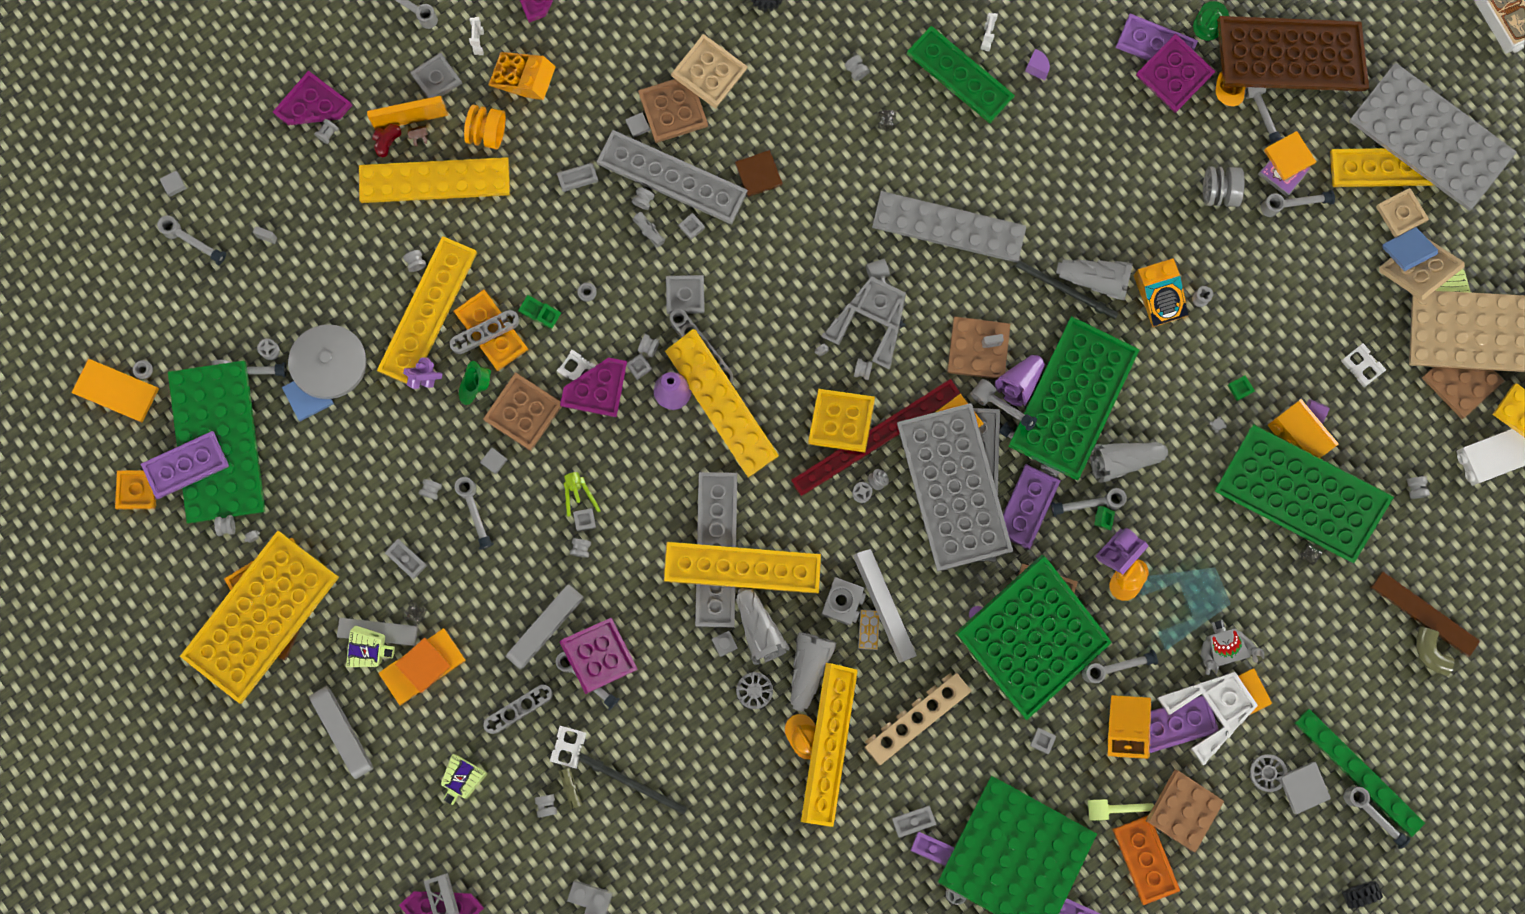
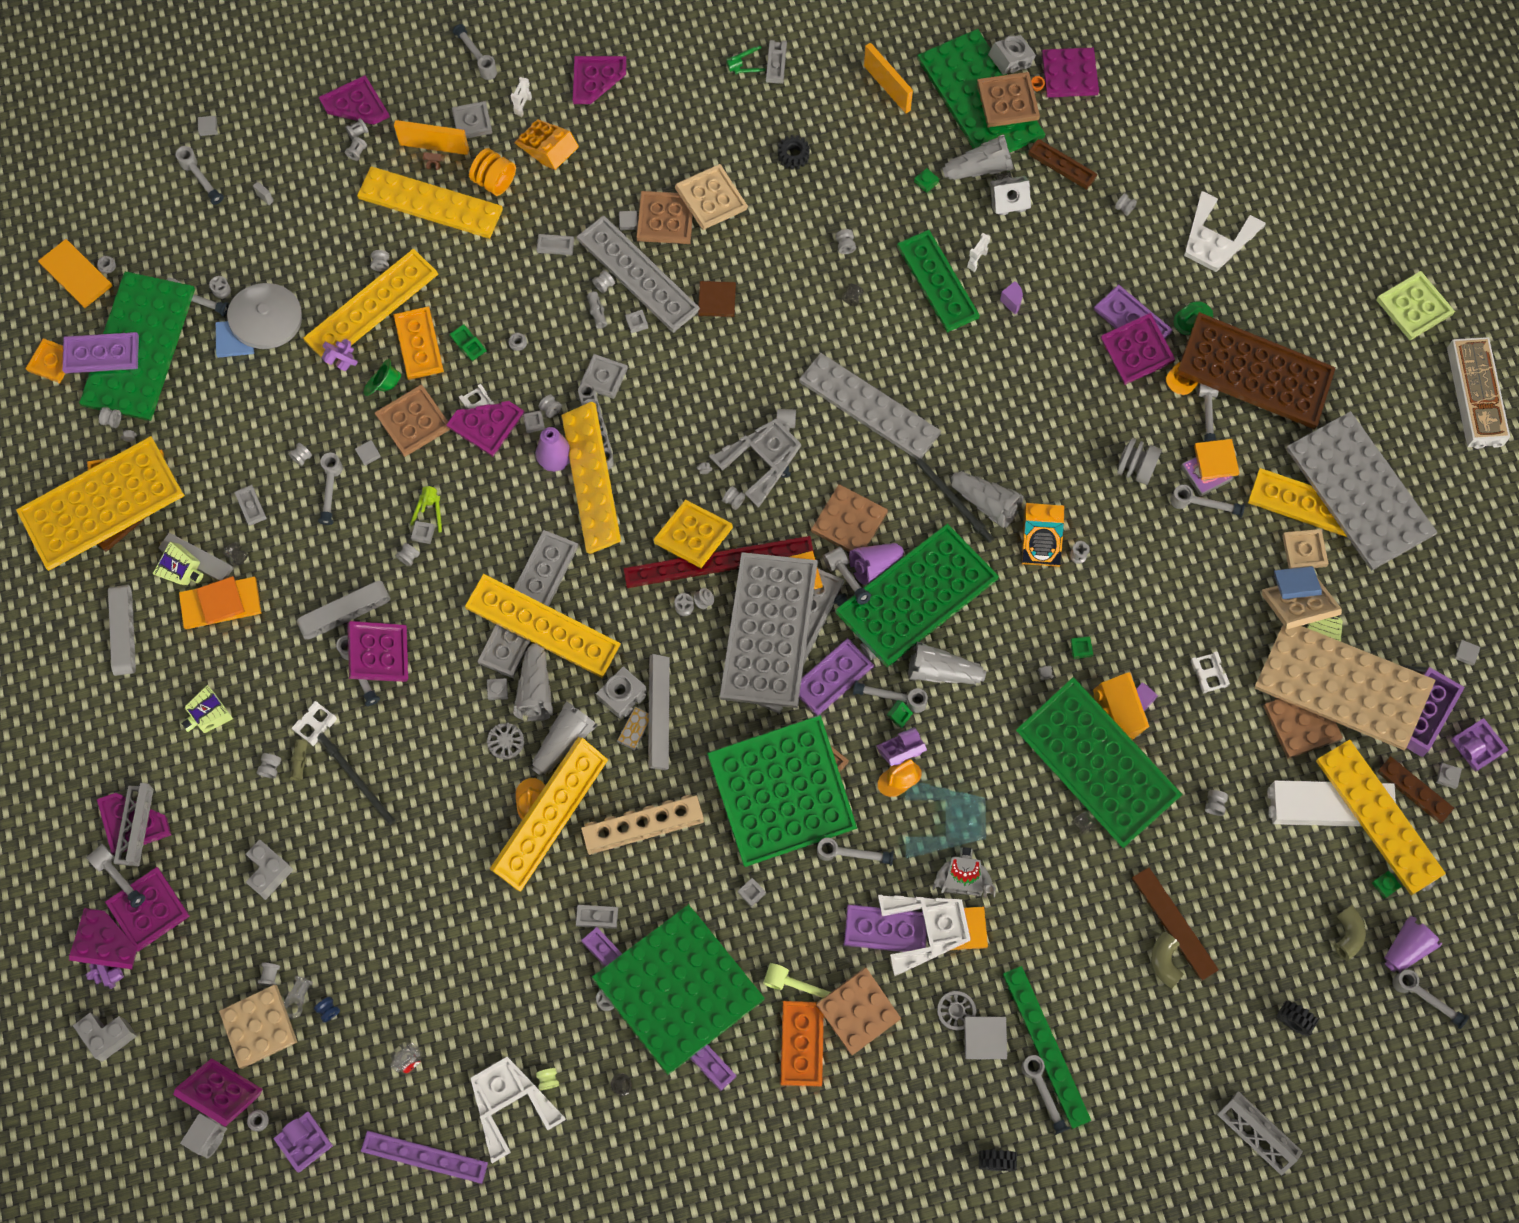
camera: 25 degrees right, 10 degrees down
(335, 158) = (356, 143): none -> light grey bush
(384, 138) = (403, 153): dark red piece -> none
(485, 334) = (411, 337): light grey beam -> none
(519, 711) = (286, 676): light grey beam -> none
(992, 341) = (862, 515): light grey tile -> none
(1129, 727) = (838, 911): light orange slope -> none

